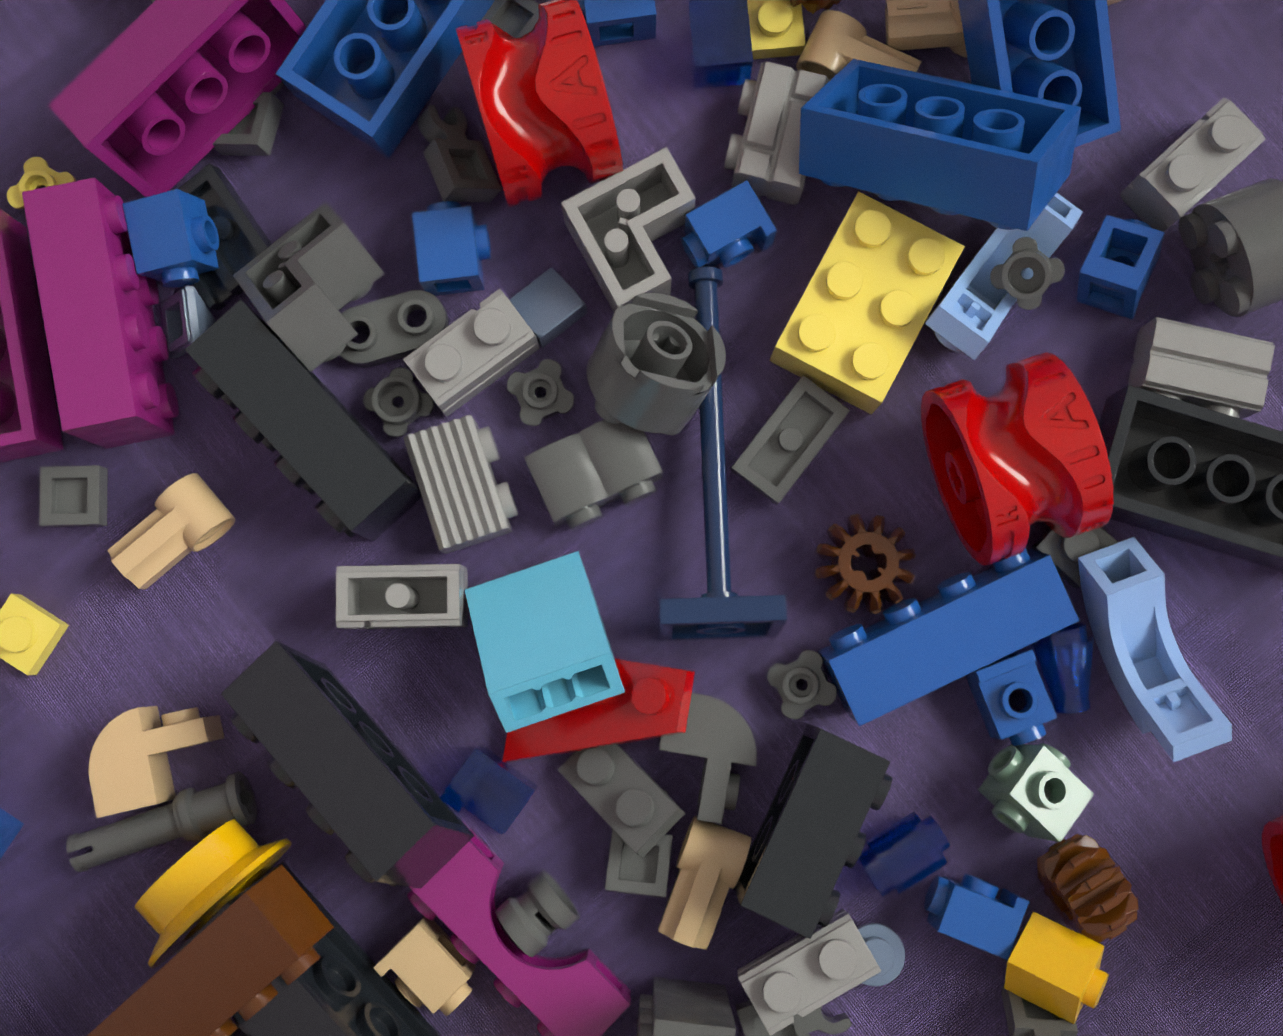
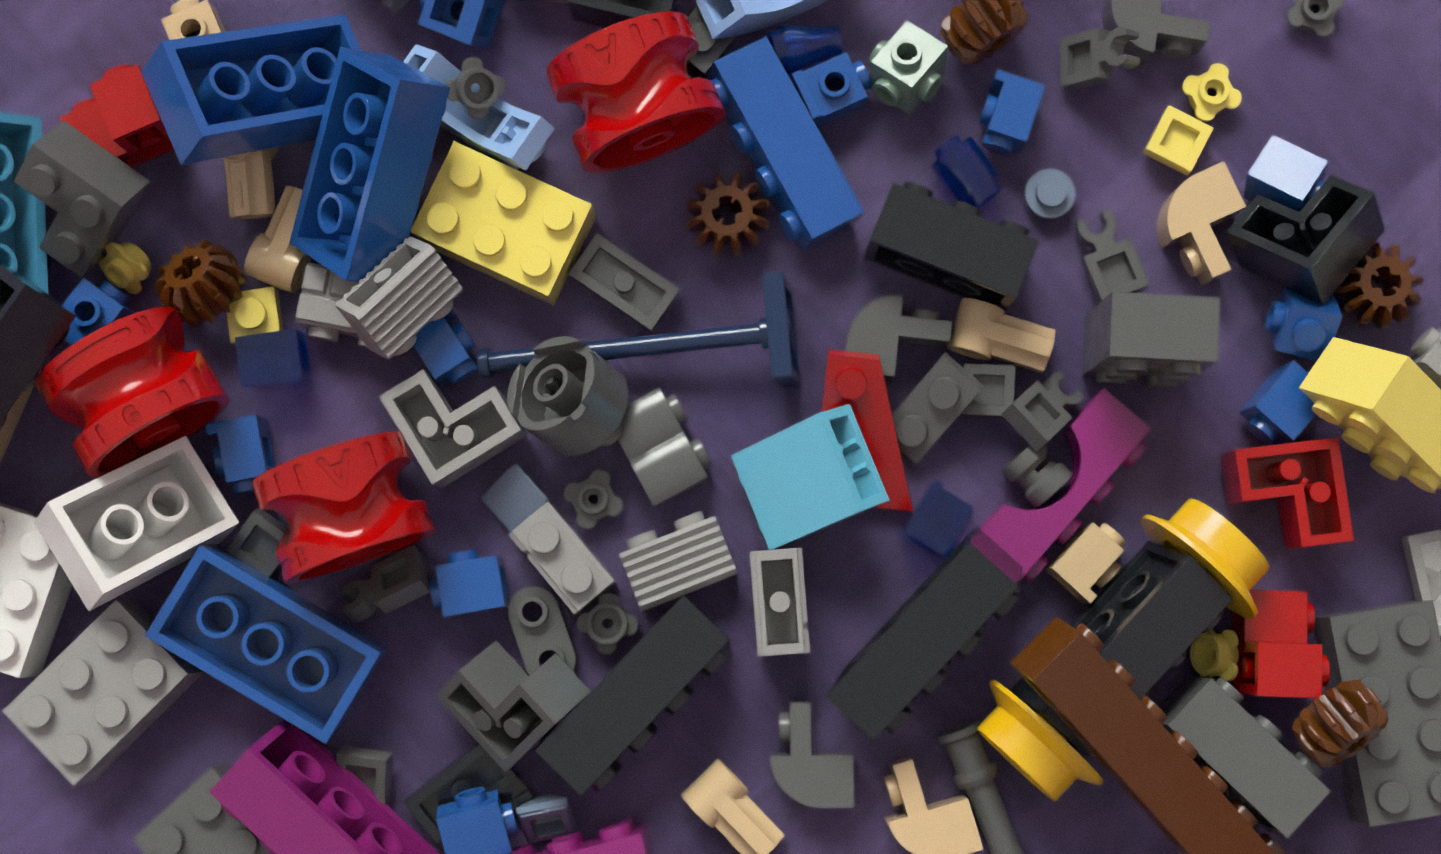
camera: 90 degrees left, 0 degrees up
(204, 620) = (810, 776): none -> dark grey brick
(608, 924) = (1041, 411): none -> dark grey plate
(778, 172) = (400, 298): none -> light grey brick
(796, 700) = (845, 265): dark grey plate -> none
(807, 972) = (1066, 244): light grey brick -> none
(1056, 968) = (1049, 46): yellow brick -> none

